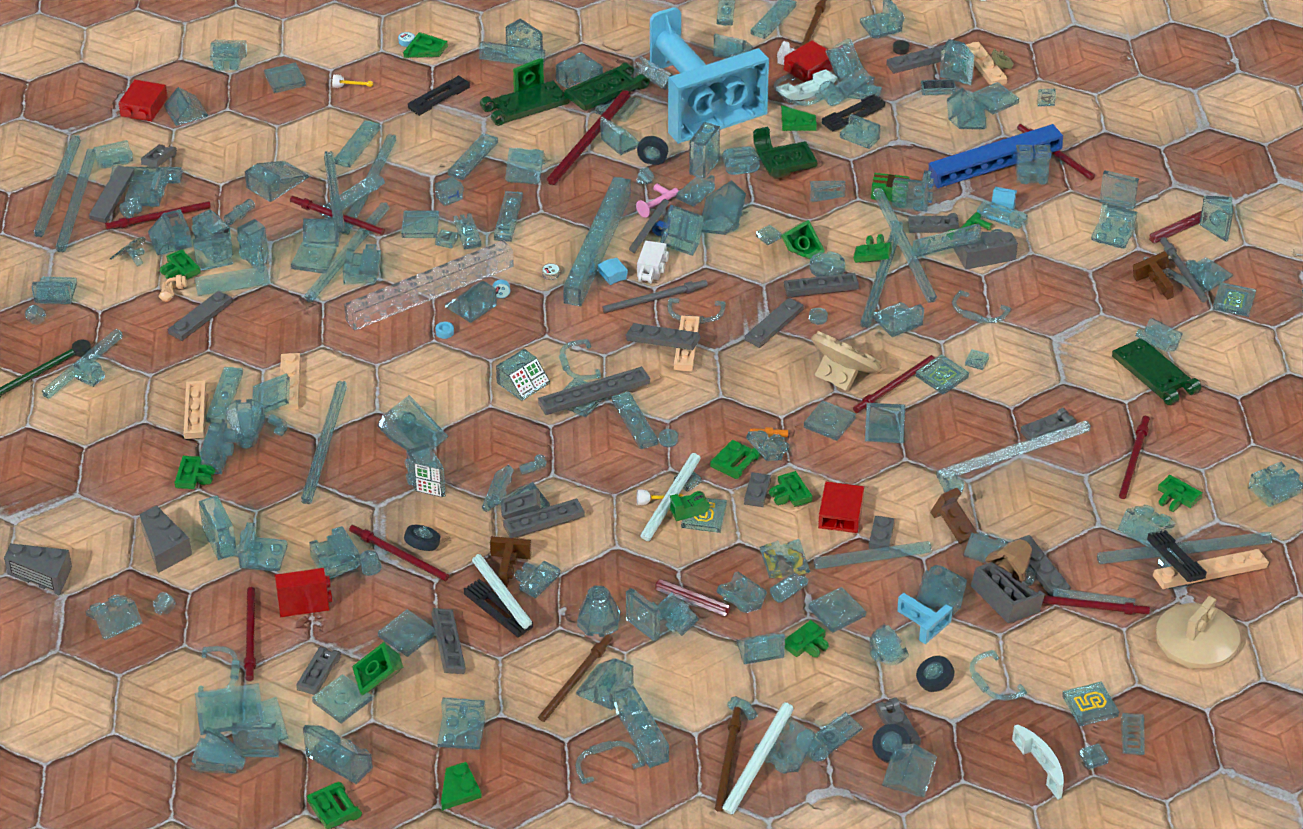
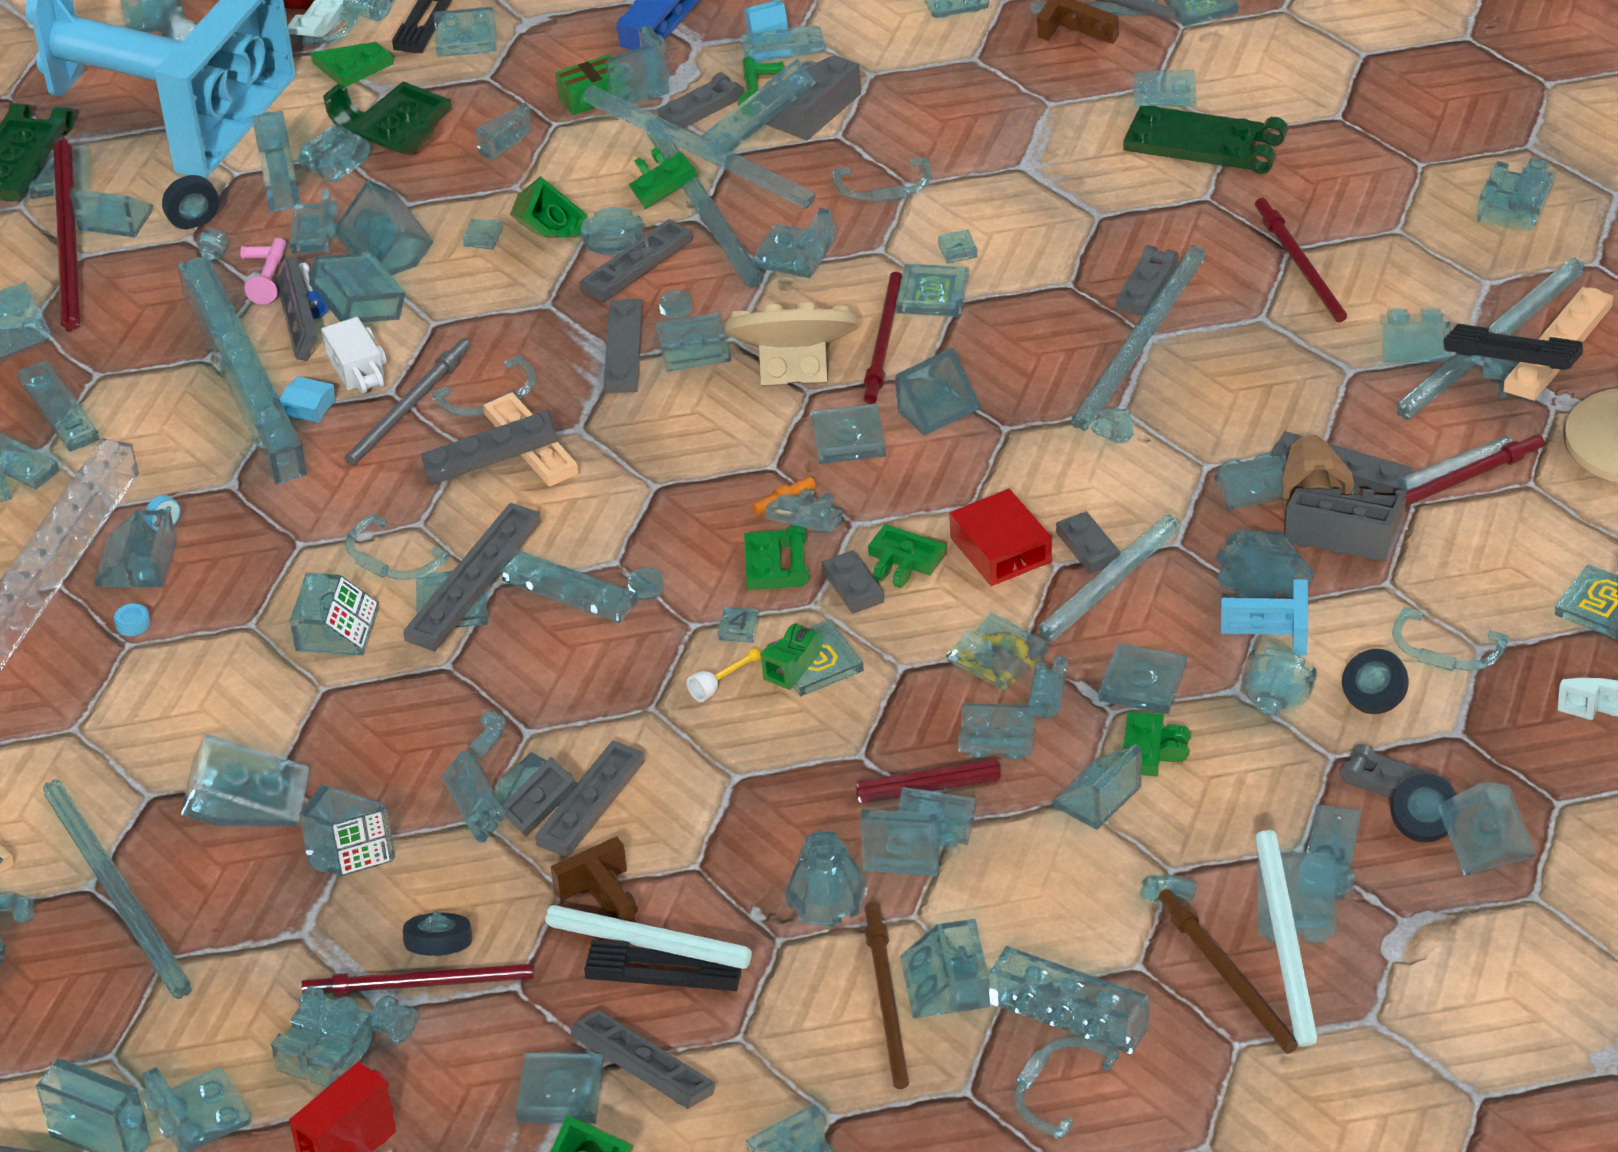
camera: 35 degrees left, 0 degrees up
(536, 579) = (673, 889): clear light blue hinge -> none
(550, 271) = (209, 449): tile -> none
(653, 72) = (81, 98): clear light blue hinge -> none
(675, 488) = (747, 661): light aqua axle -> none
(800, 337) = (692, 341): none -> clear light blue tile
(953, 515) = (1167, 461): reddish brown bracket -> none
(1179, 491) = (1408, 270): green hinge -> none

